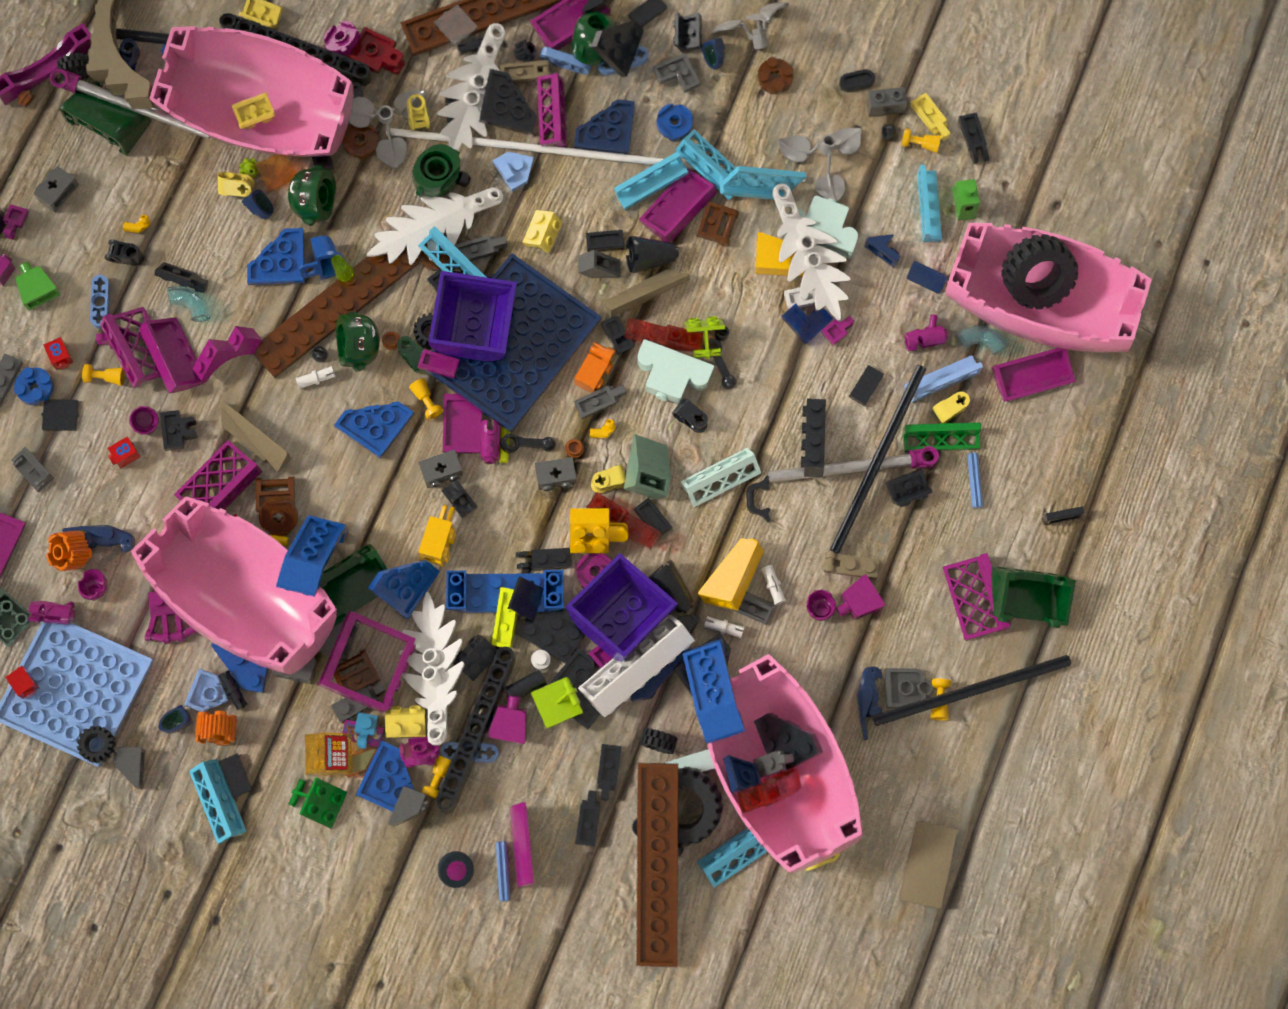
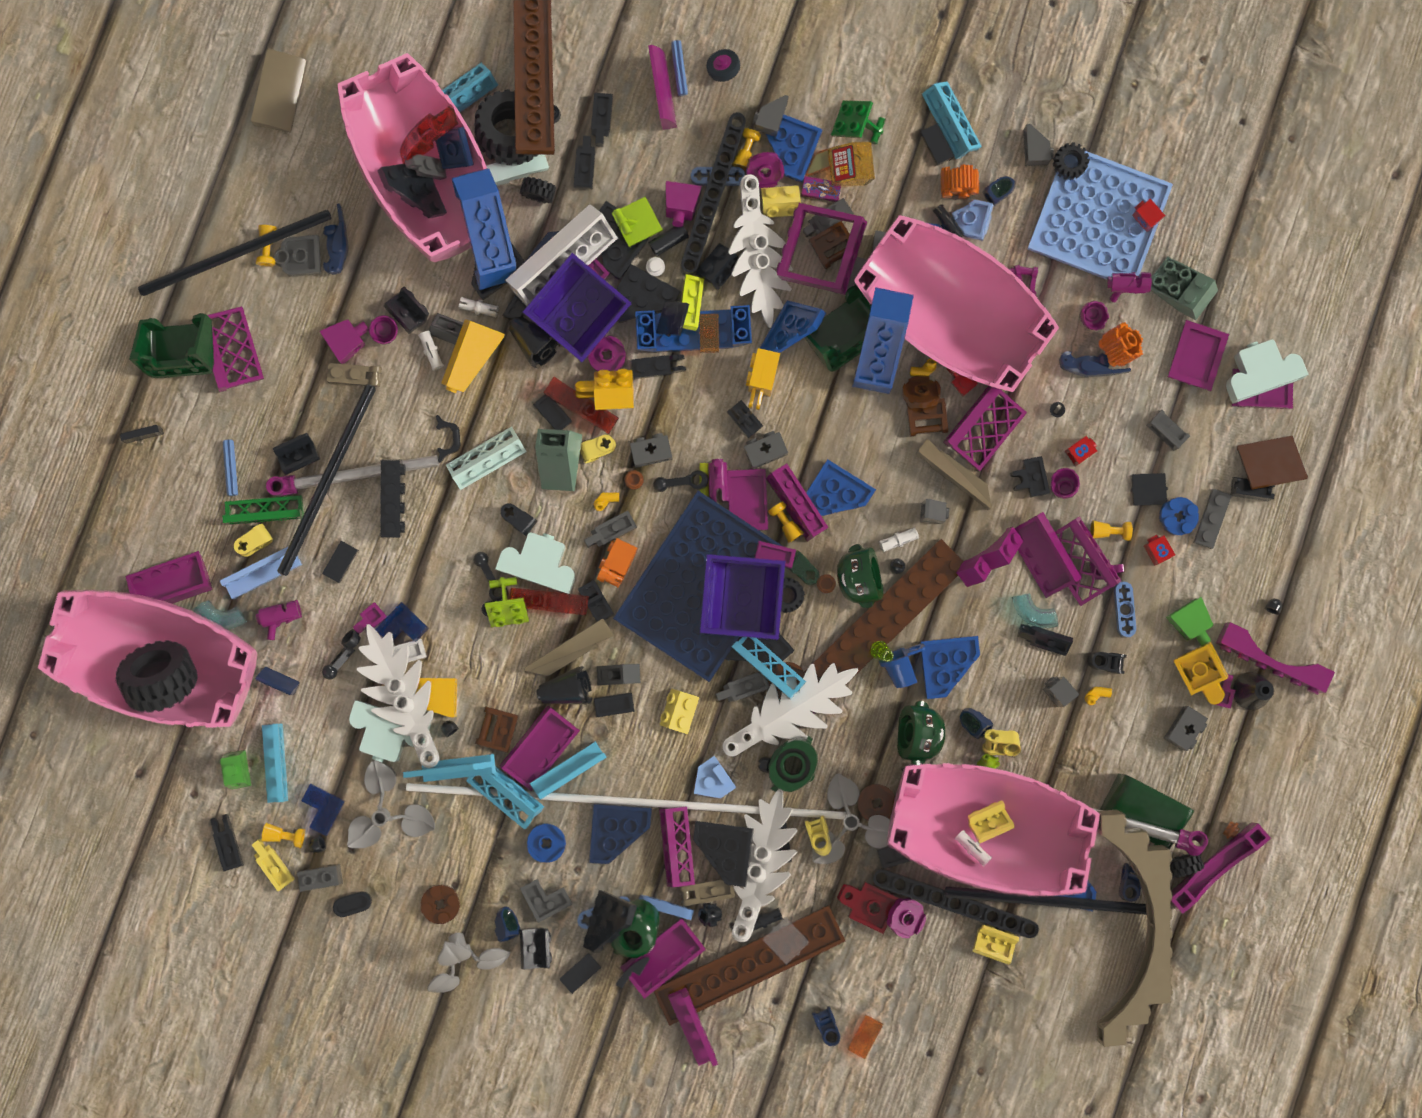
camera: 175 degrees right, 10 degrees up
(32, 235) = (1203, 672): none -> yellow brick
(139, 492) = (1061, 411): none -> black hinge
(173, 224) = (1060, 691): none -> dark grey brick
(272, 88) = (973, 848): none -> white pin
(275, 171) = (961, 755): clear orange piece -> none
(278, 399) = (934, 511): none -> dark grey slope
(365, 726) = (818, 192): dark azure plate -> none
(412, 415) = (797, 502): none -> magenta fence
(489, 585) = (709, 333): none -> clear orange plate
(762, 226) = (449, 728): none -> black hinge
(797, 625) = (407, 310): none -> black bracket
(876, 284) = (349, 641): none -> black piece
(879, 164) = (327, 806): none -> clear blue plate
(879, 246) = (326, 711): dark blue slope -> none

